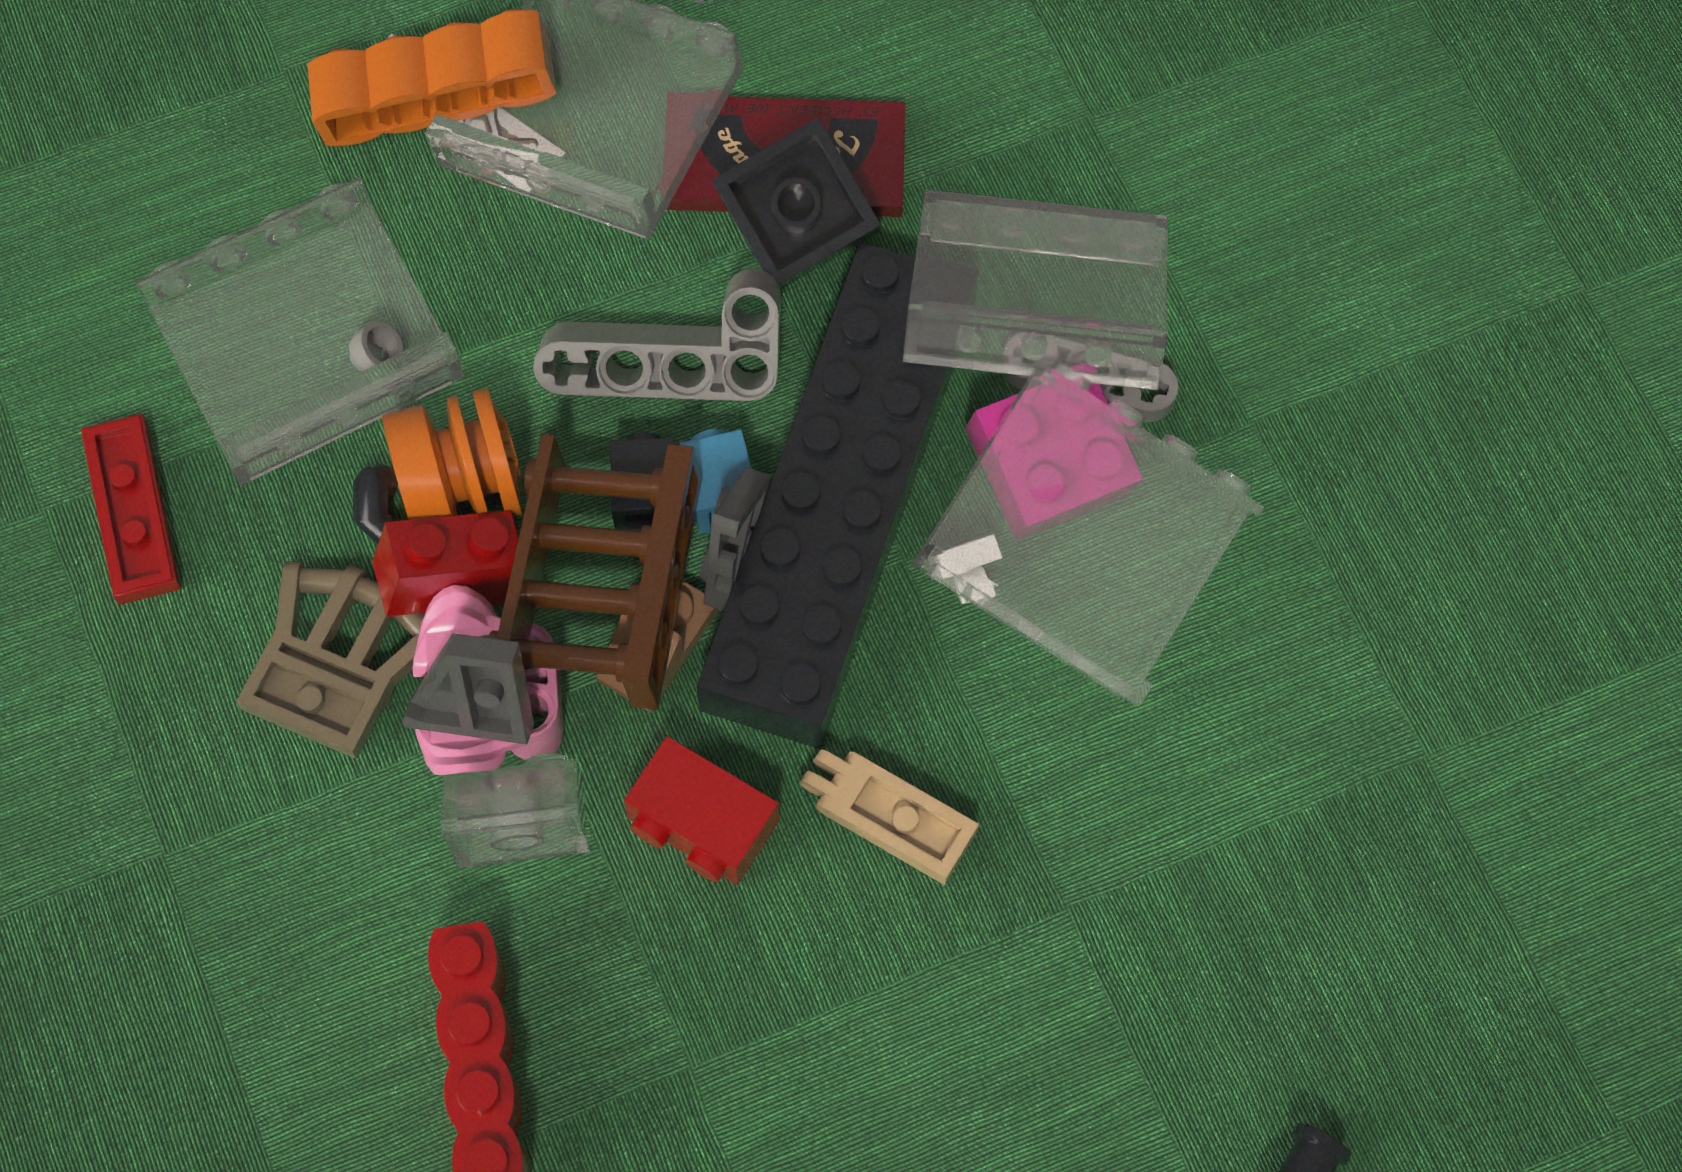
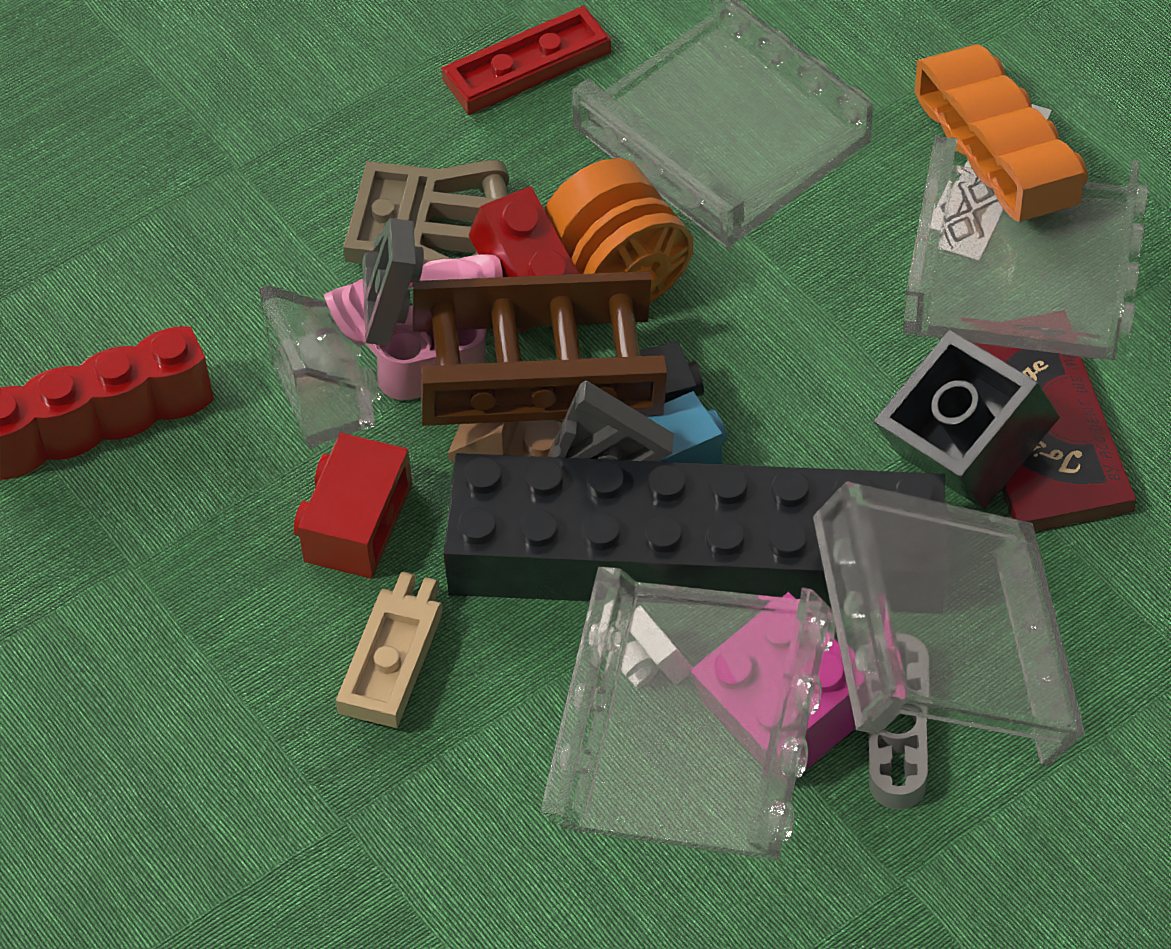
camera: 80 degrees right, 15 degrees down
(374, 338) = (729, 161): light grey hinge -> none
(659, 344) = (796, 405): light grey beam -> none

